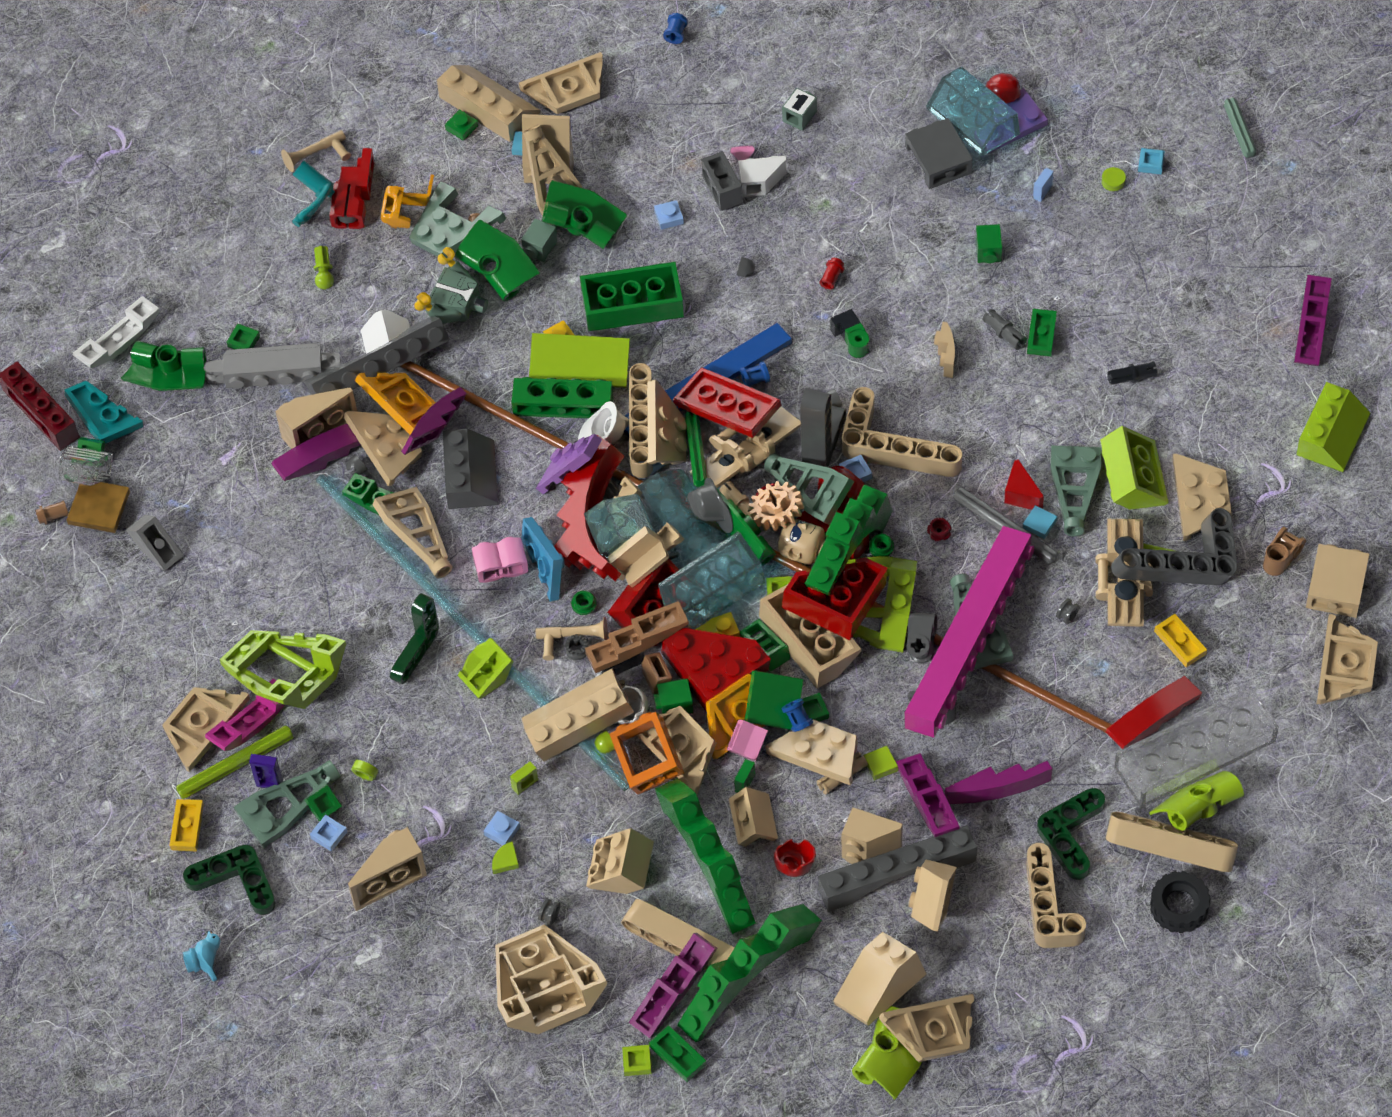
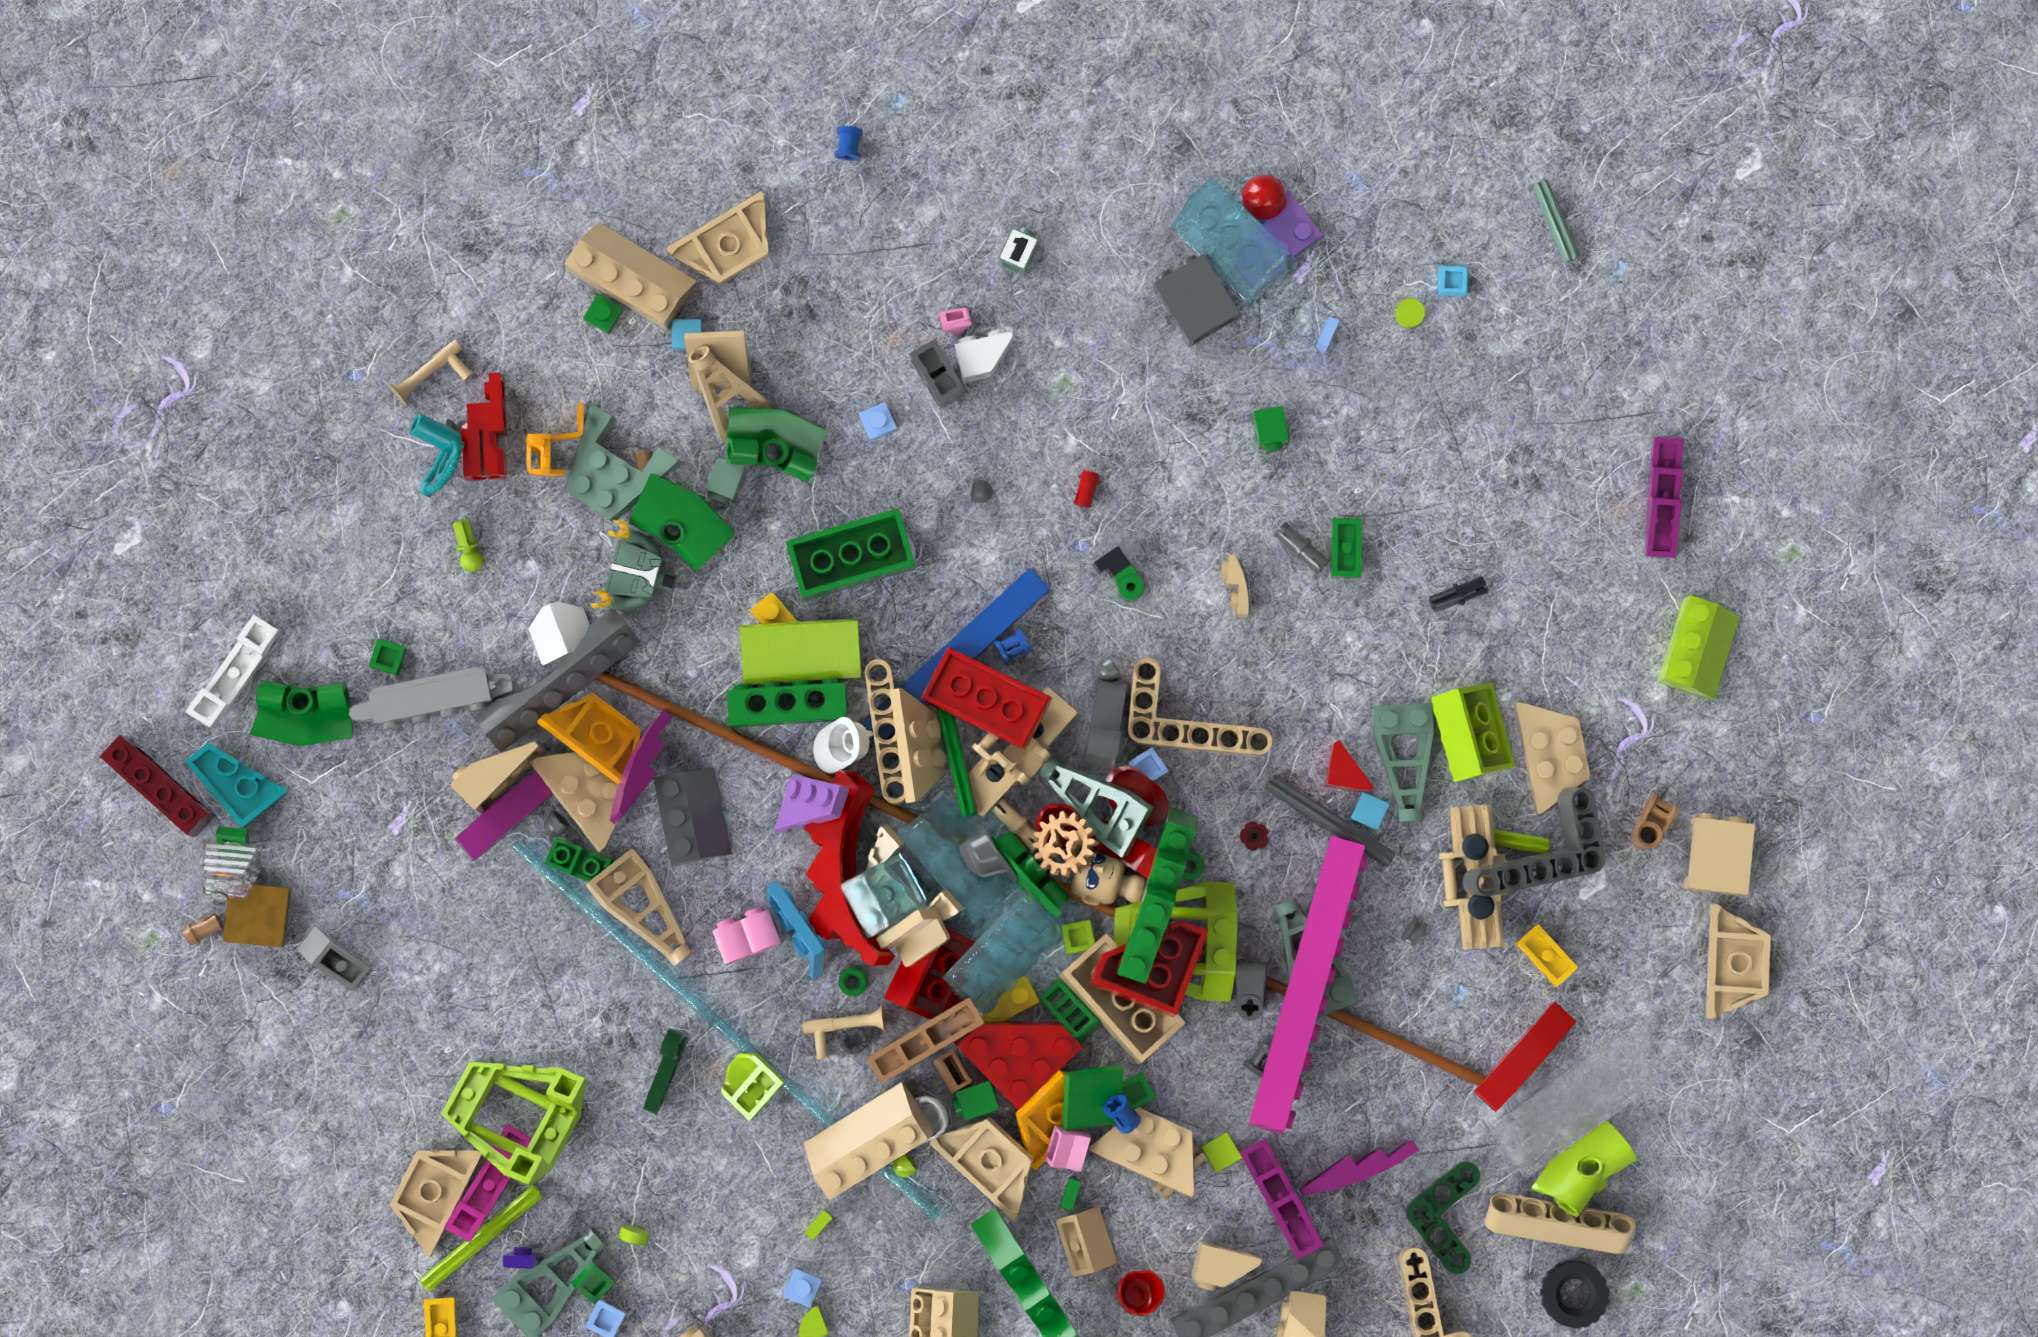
camera: 15 degrees left, 25 degrees up
(657, 774) = (989, 1194): orange window -> none

